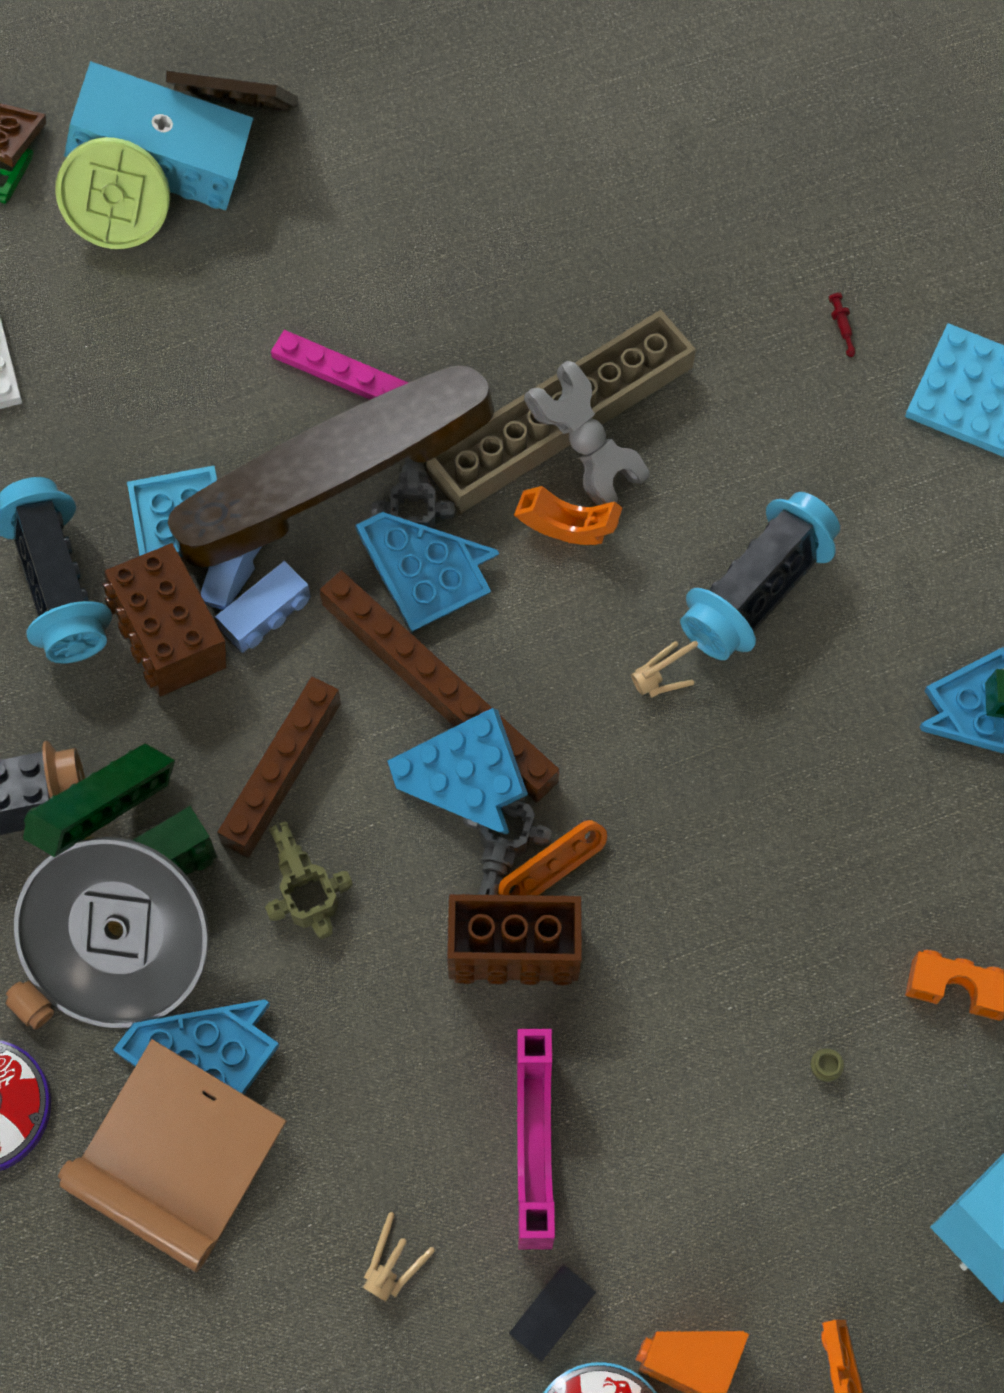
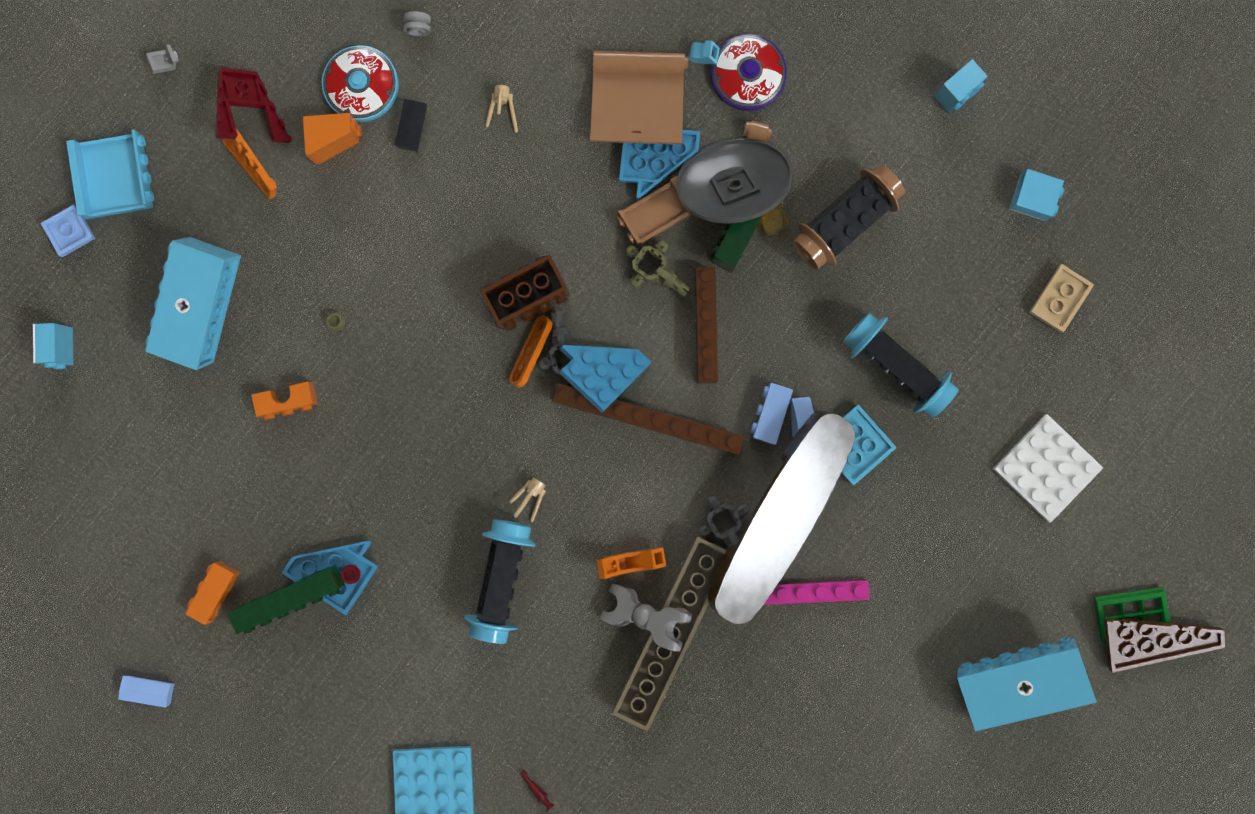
camera: 155 degrees right, 20 degrees up
(30, 1170) = (702, 52): none -> medium azure leg
(97, 799) = (783, 240): dark green brick -> none
(112, 193) = (1027, 628): yellowish green plate -> none
(164, 620) = (820, 371): reddish brown brick -> none
(231, 91) = (1002, 746): dark brown plate -> none
(257, 969) = (653, 214): none -> medium nougat panel
(424, 567) = (694, 485): dark azure wing -> none
(534, 1164) = (459, 195): dark pink arch -> none
(970, 691) = (350, 574): none -> dark red plate

